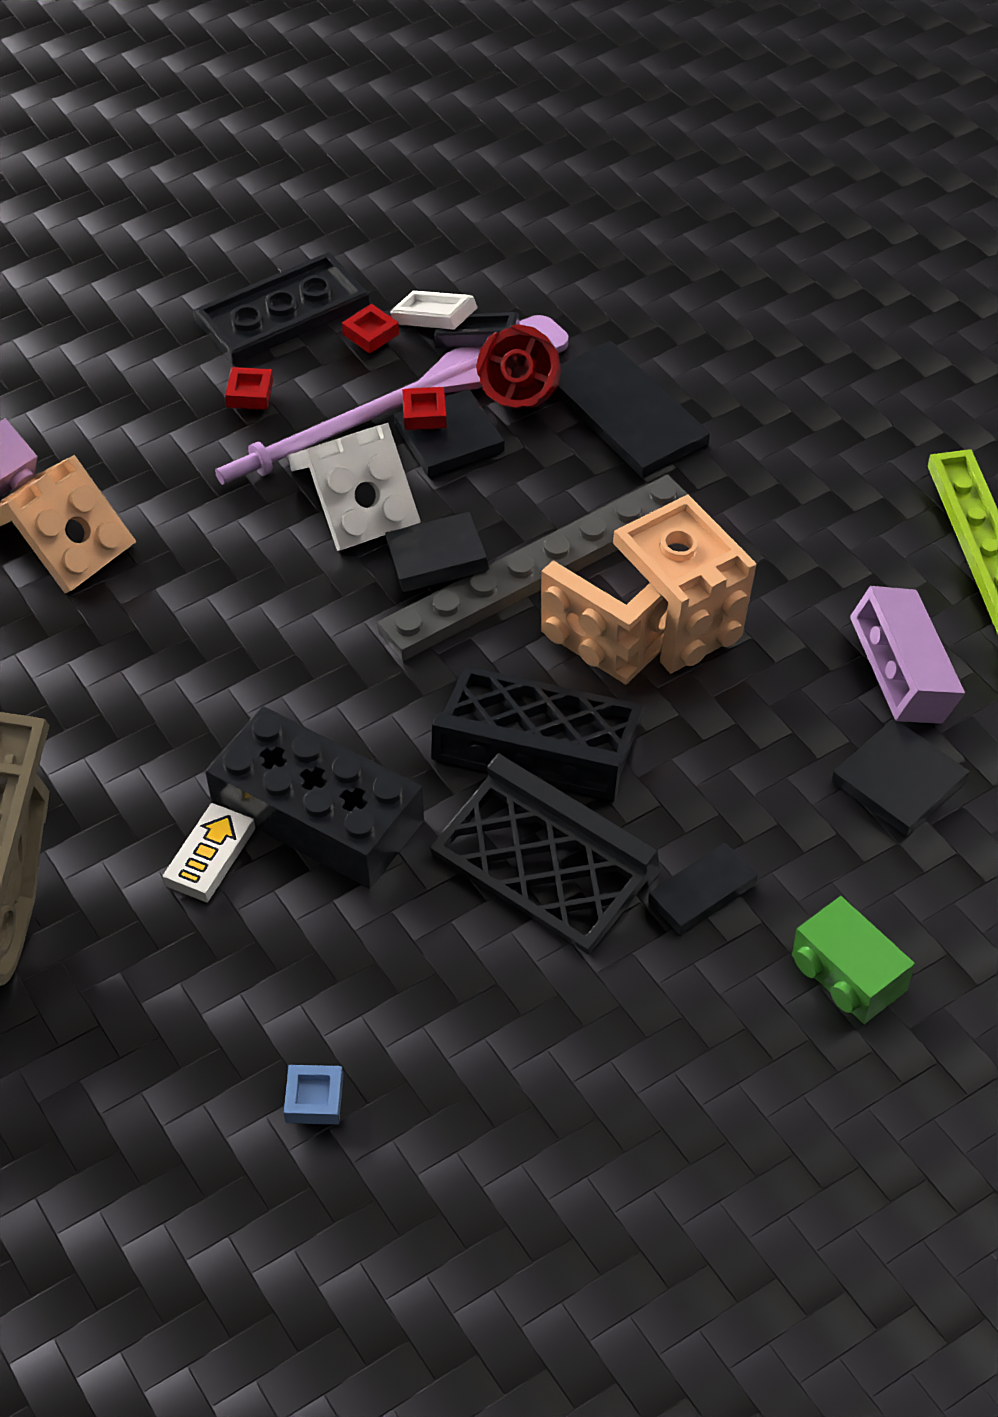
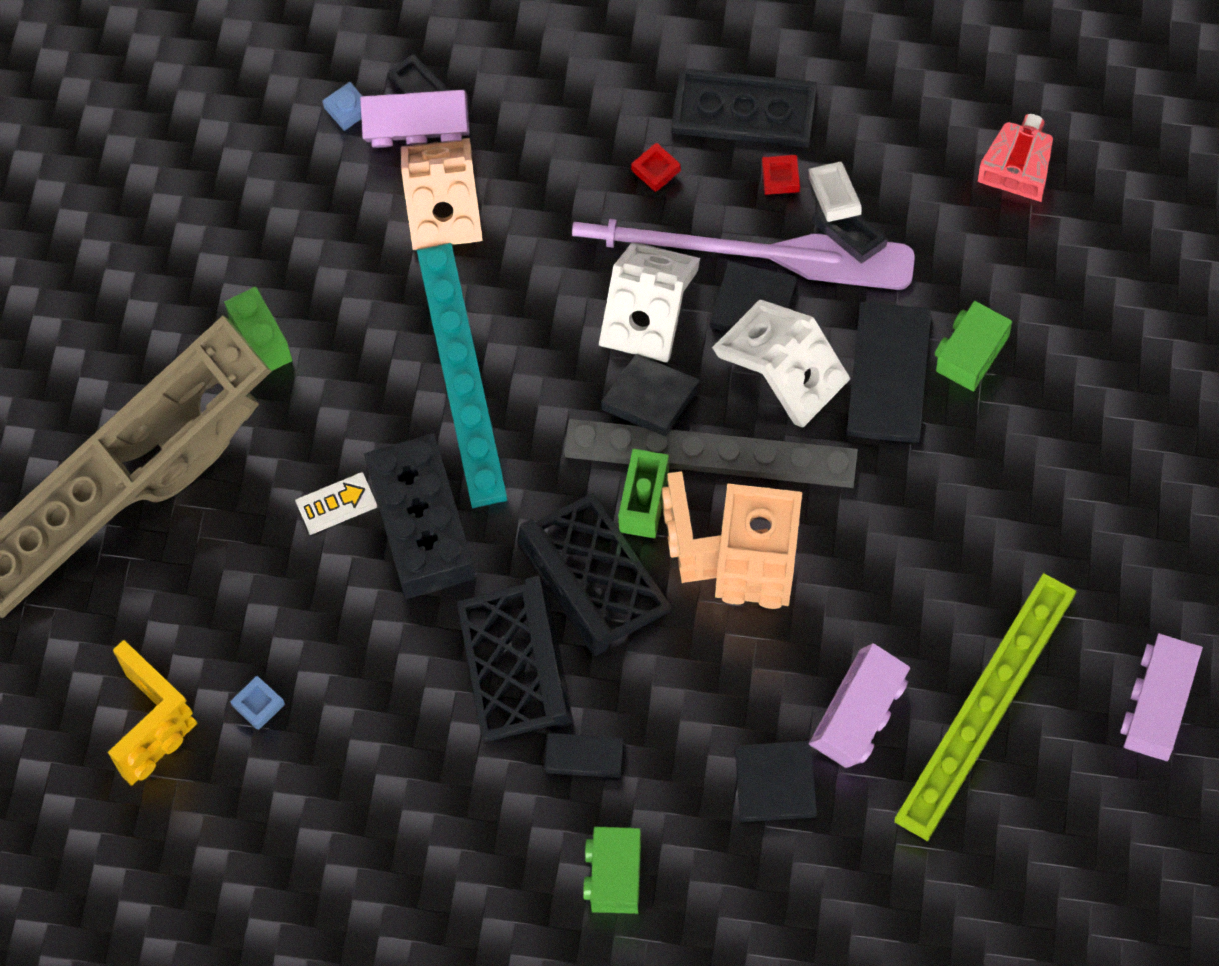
camera: 45 degrees right, 15 degrees up
(200, 1159) = (160, 730): none -> yellow bracket
(228, 658) = (462, 376): none -> teal plate
(424, 408) = (743, 275): red plate -> none
(519, 367) = (832, 291): red cylinder -> none
(521, 624) = (643, 494): none -> bright green brick
(524, 421) = (782, 349): none -> white bracket
(565, 203) = (1018, 159): none -> coral torso
(676, 342) = (973, 345): none -> bright green brick

